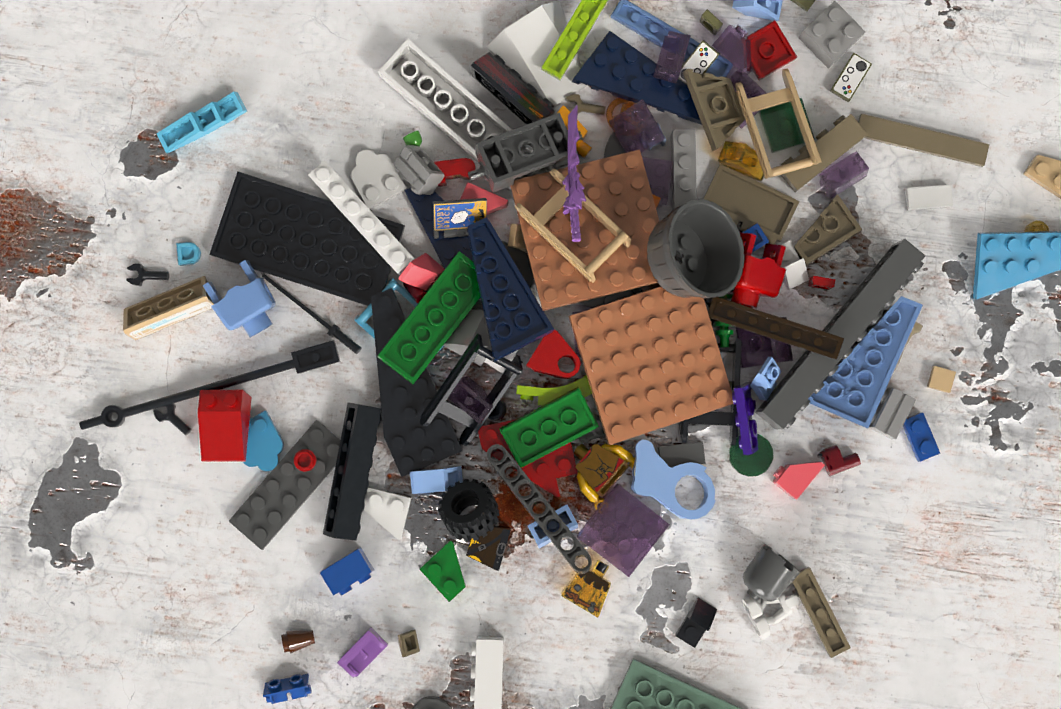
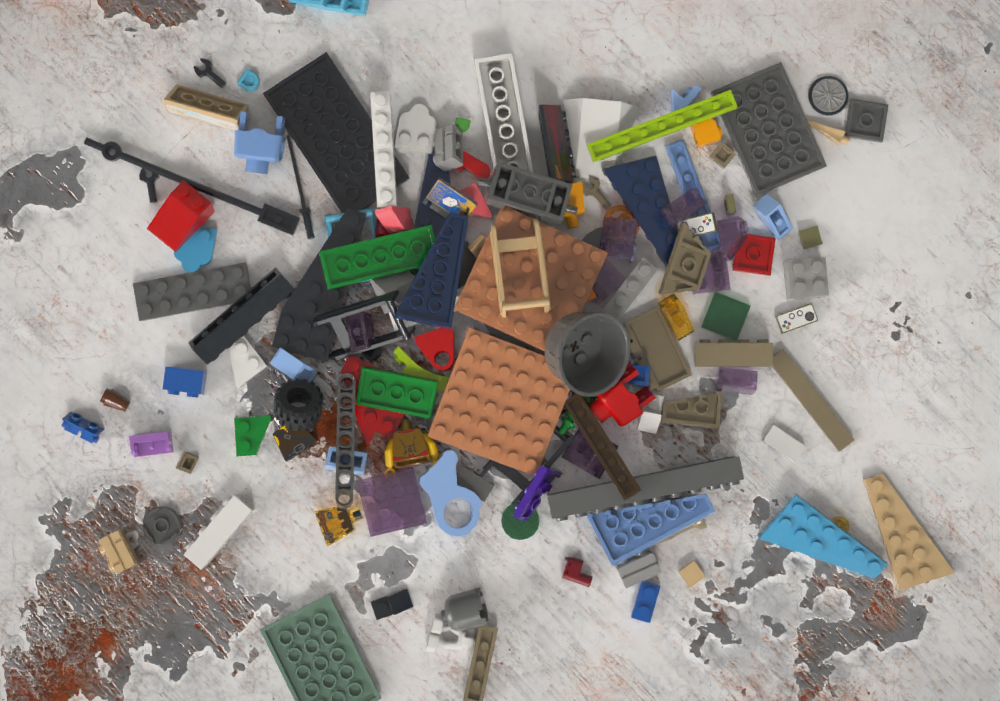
camera: 40 degrees right, 0 degrees up
(305, 460) = (216, 283): red plate -> none
(571, 181) = (542, 237): medium lavender sword -> none
(766, 379) = (569, 476): light blue slope -> none
(769, 100) = (726, 290): tan piece -> none
(796, 477) = (538, 560): coral slope -> none
(821, 282) = (660, 440): red tile -> none

